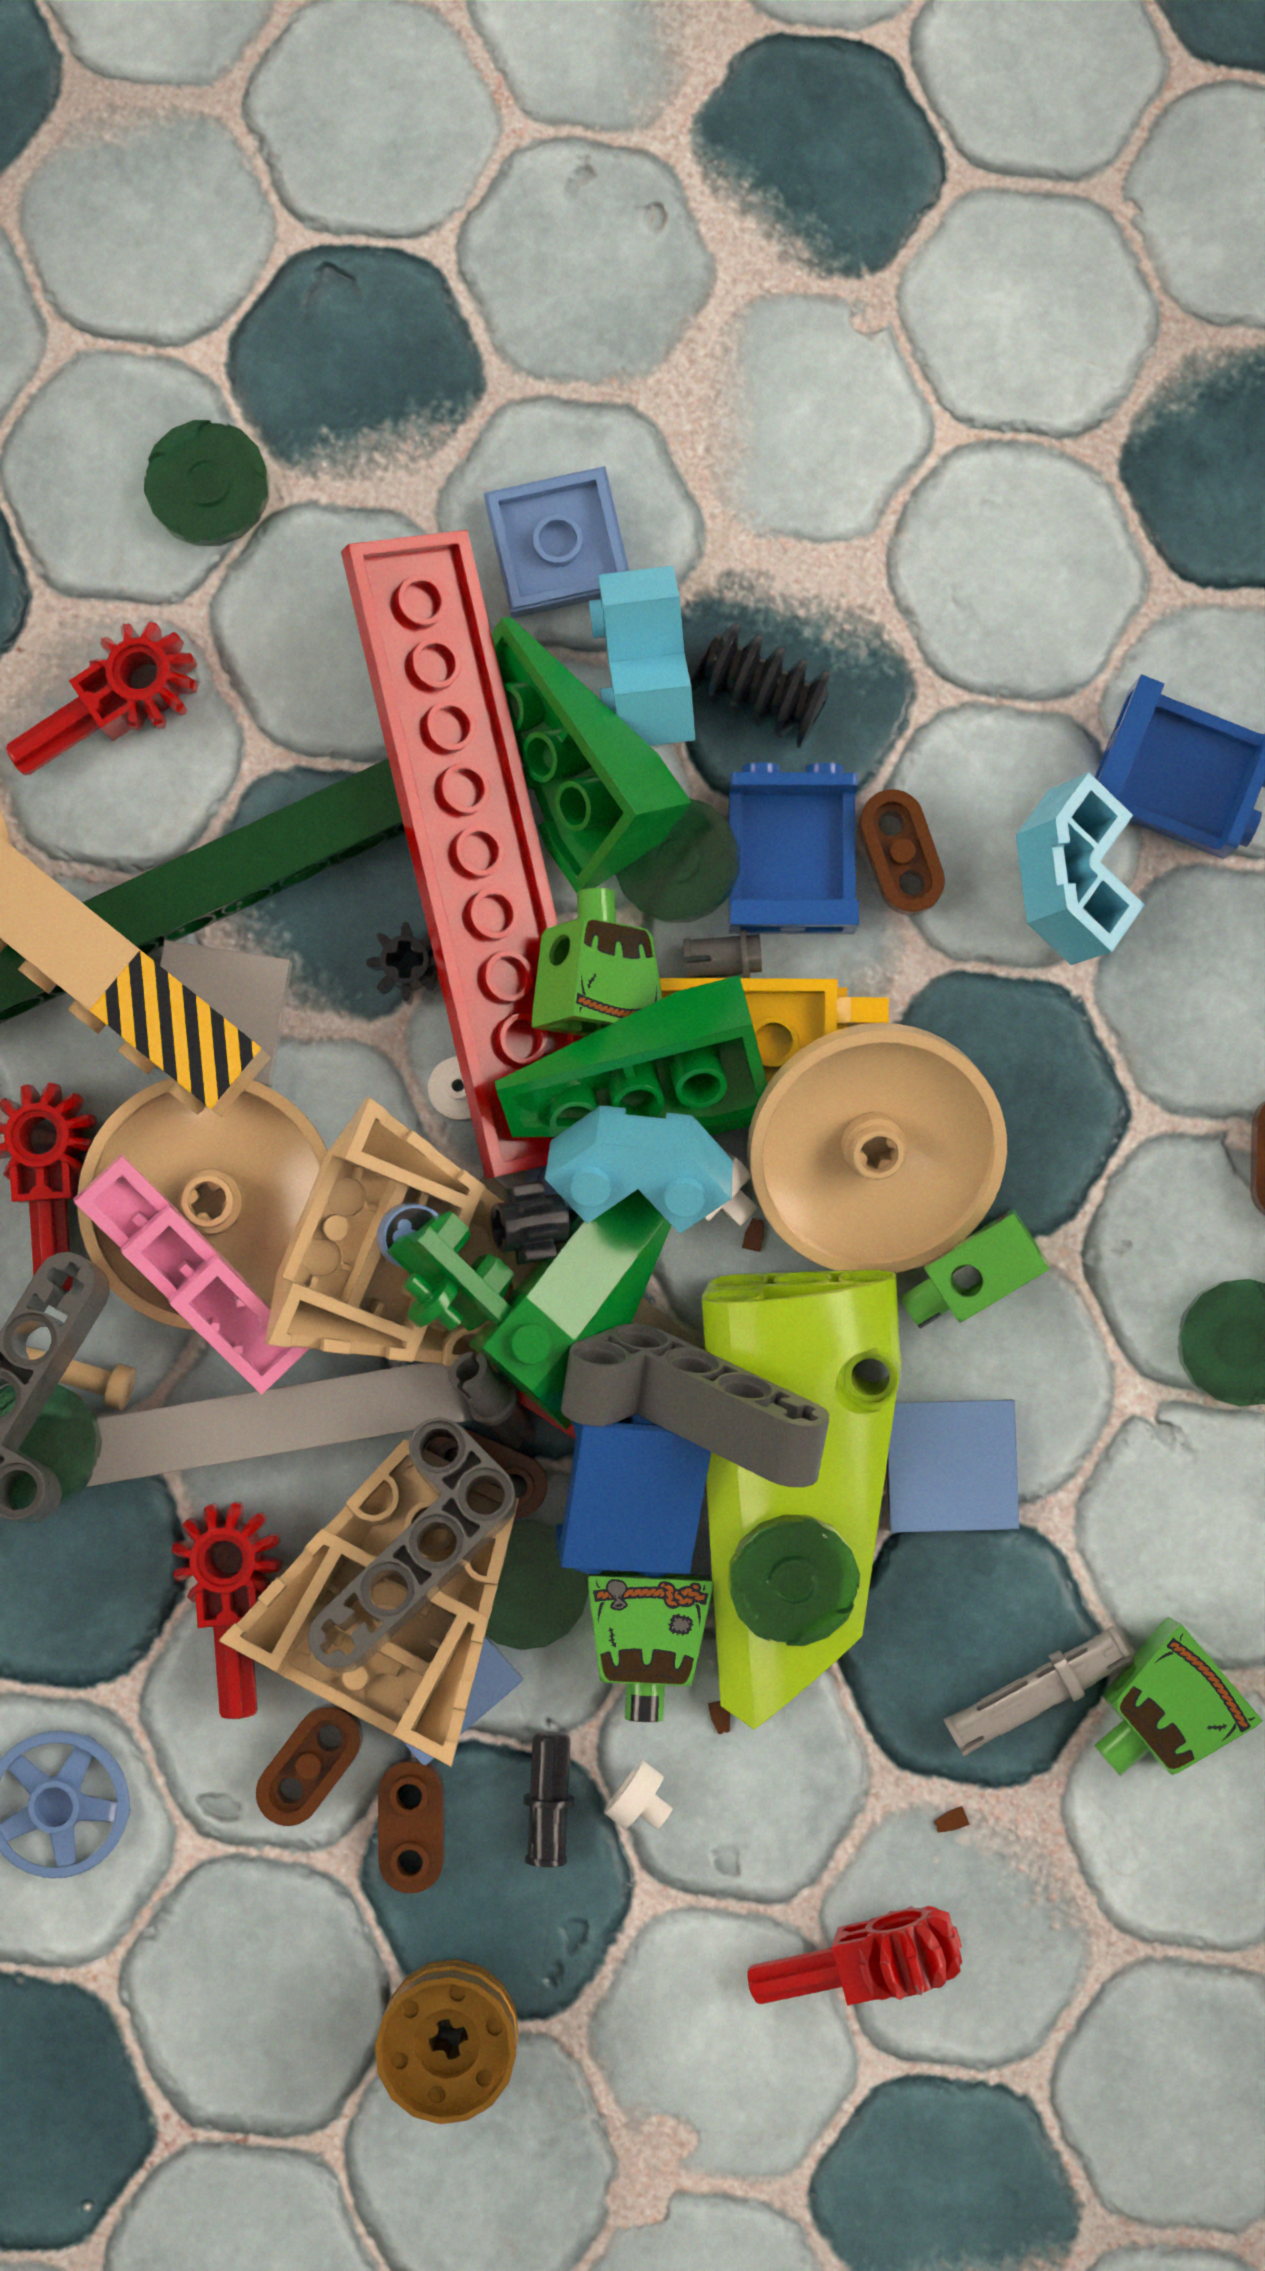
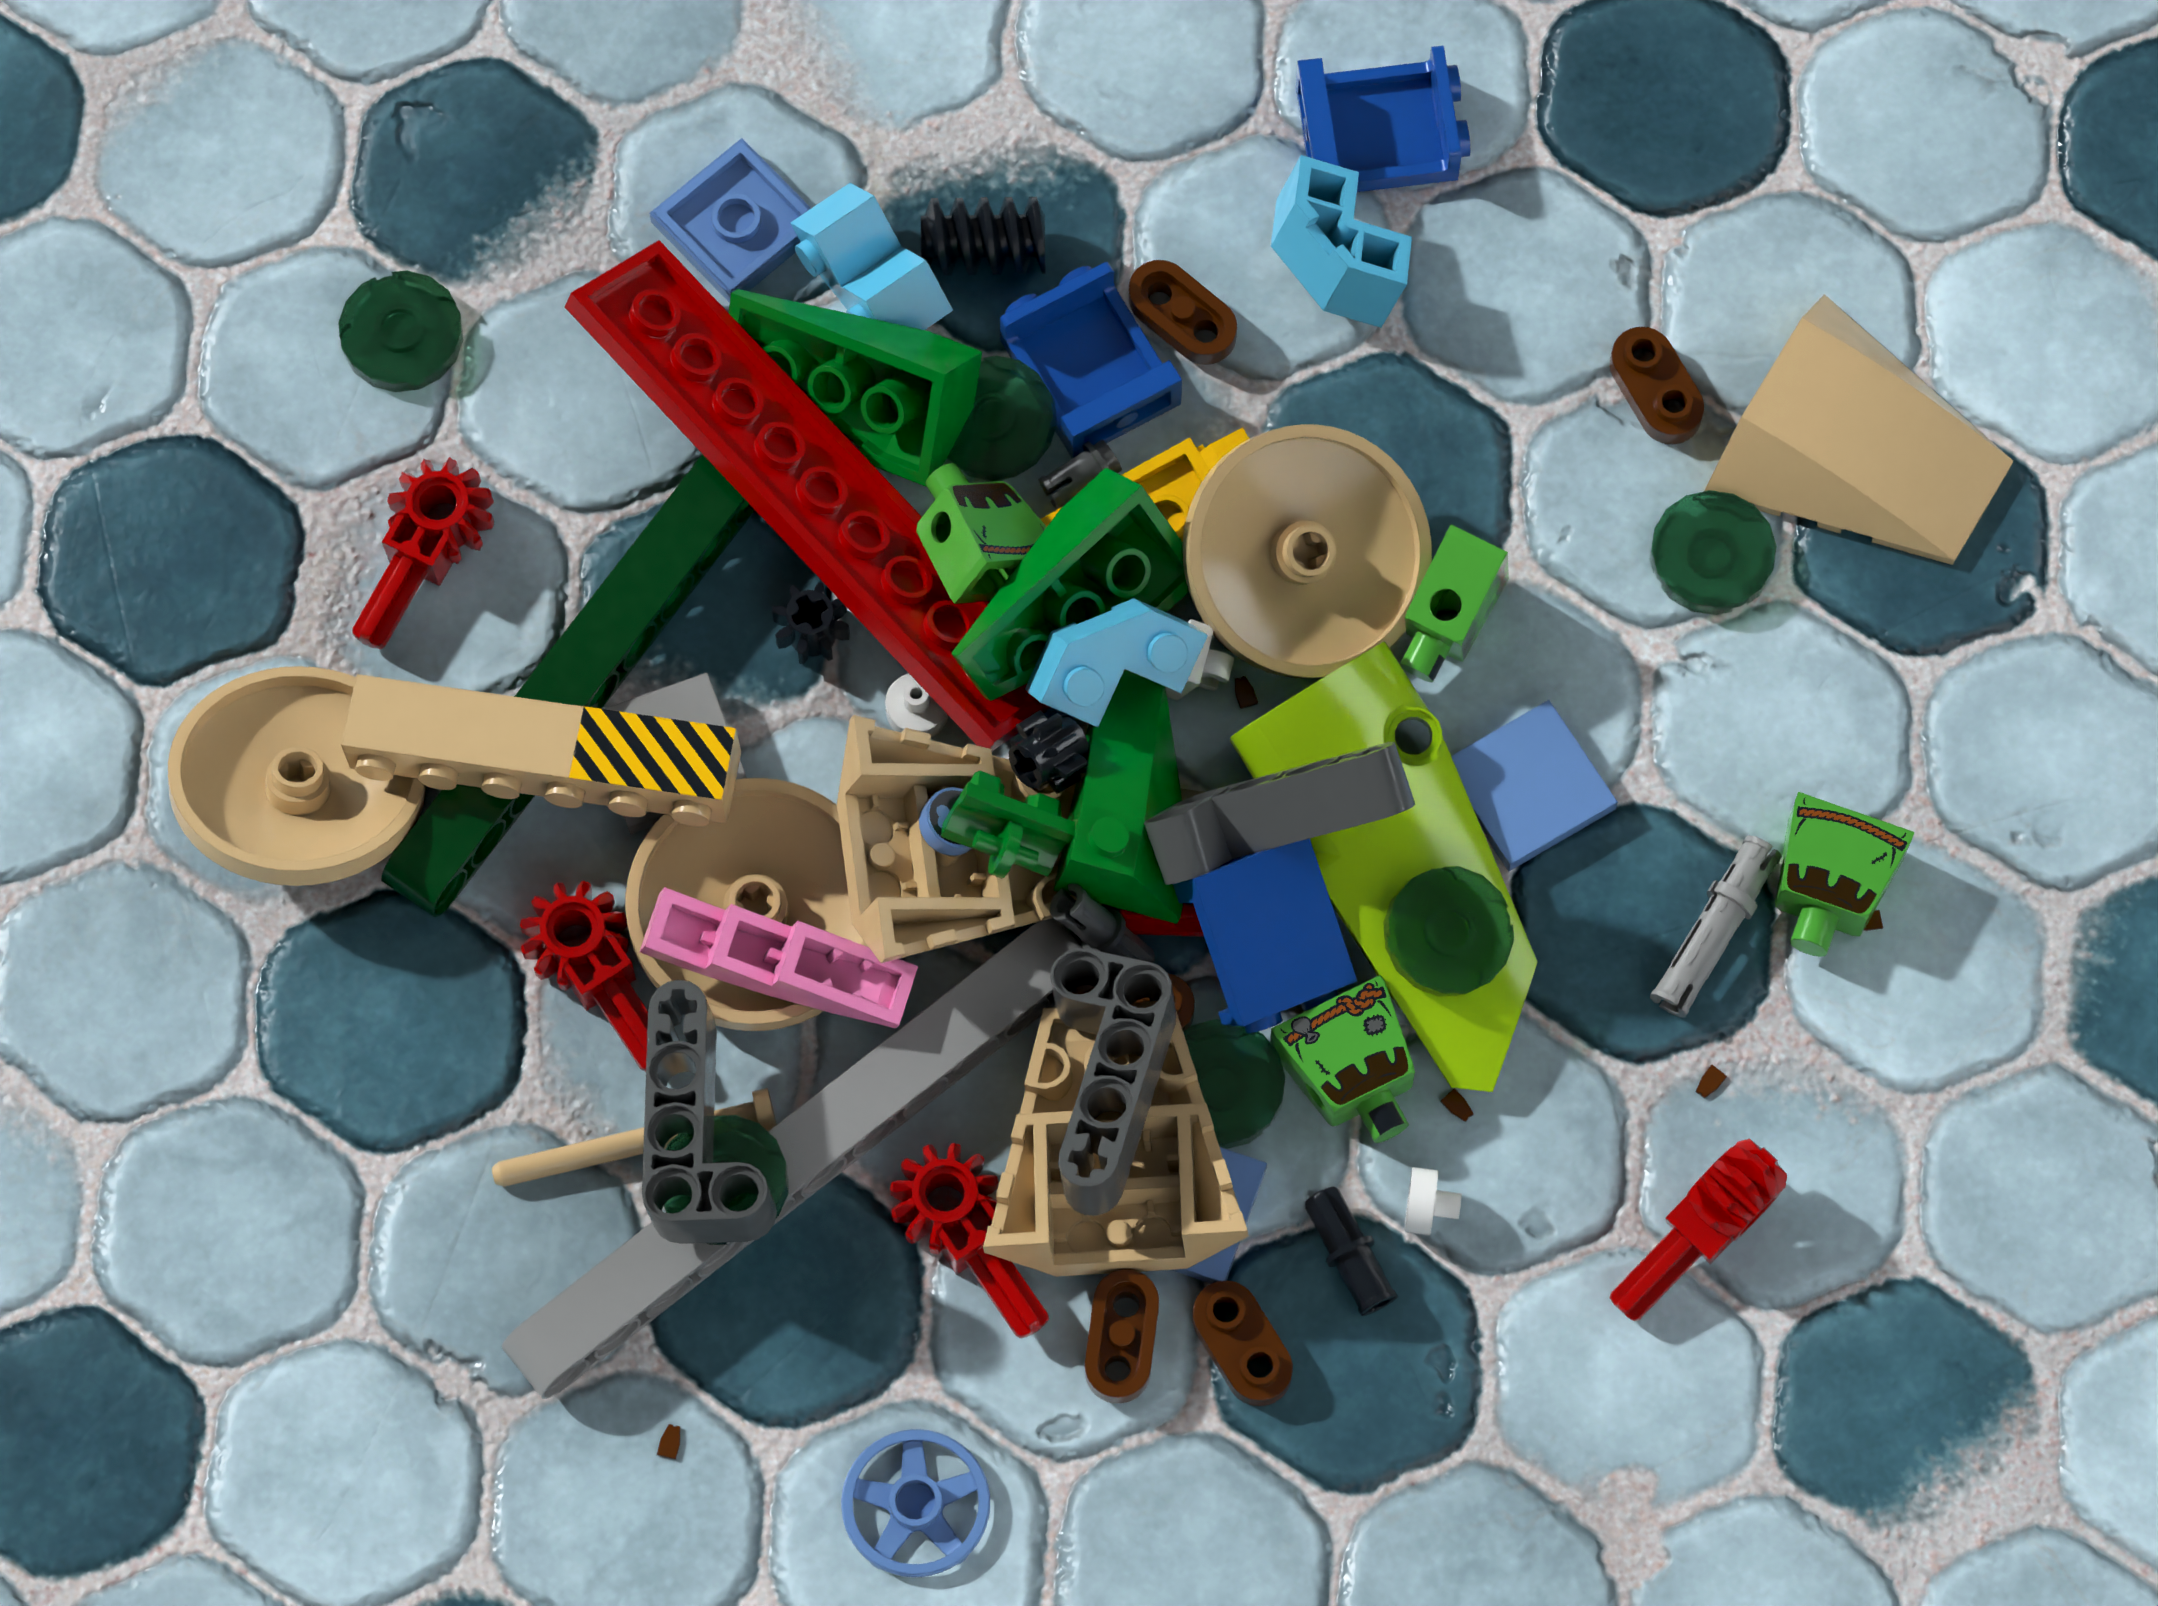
camera: 30 degrees left, 15 degrees down
(426, 2072) = (1381, 1446): pearl gold wheel -> none

